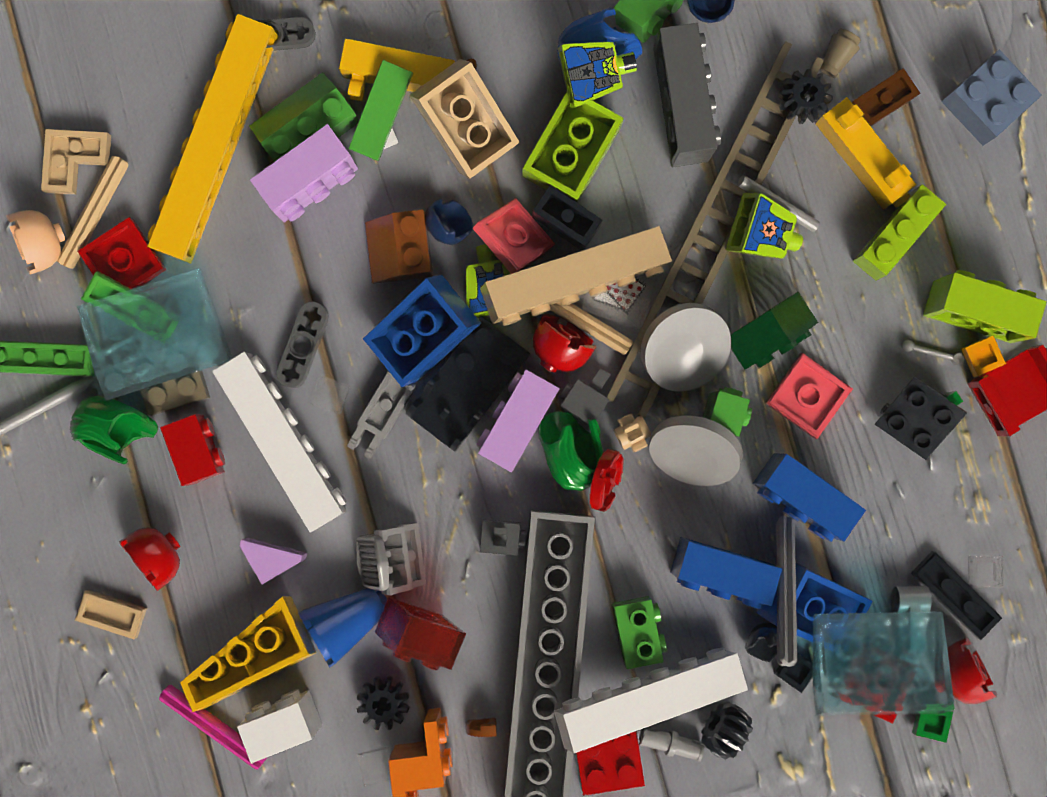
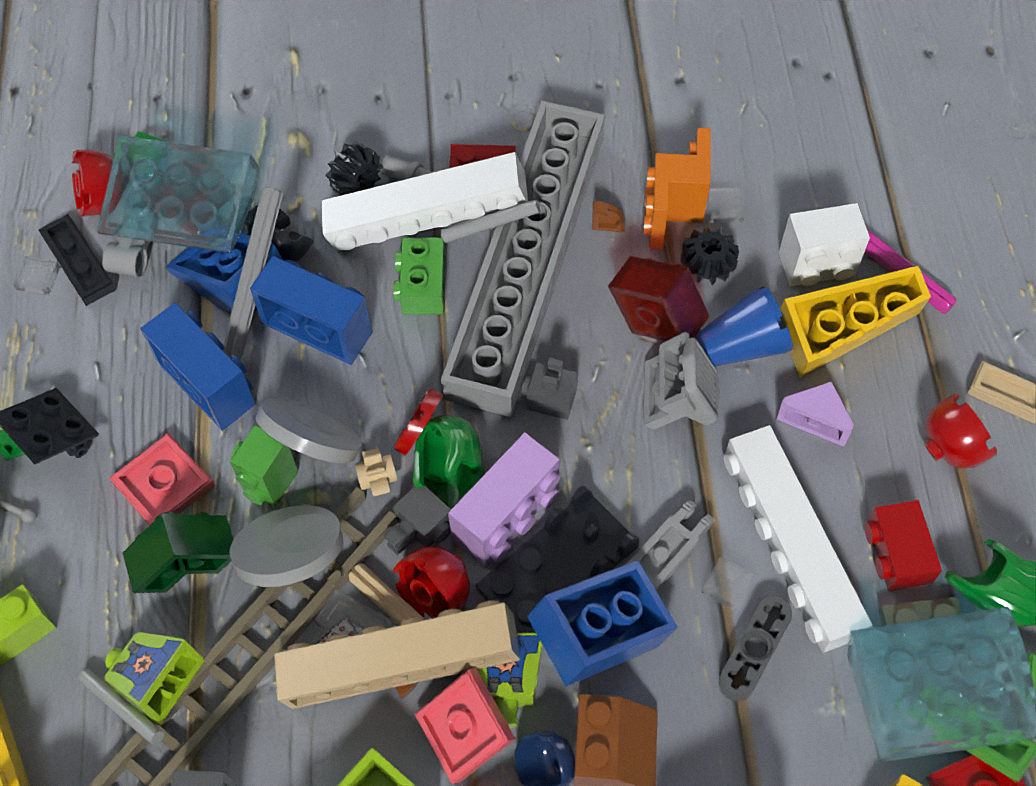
camera: 165 degrees left, 25 degrees down
(566, 218) = (391, 733): black brick -> none
(584, 687) = (490, 221): none -> light grey bar

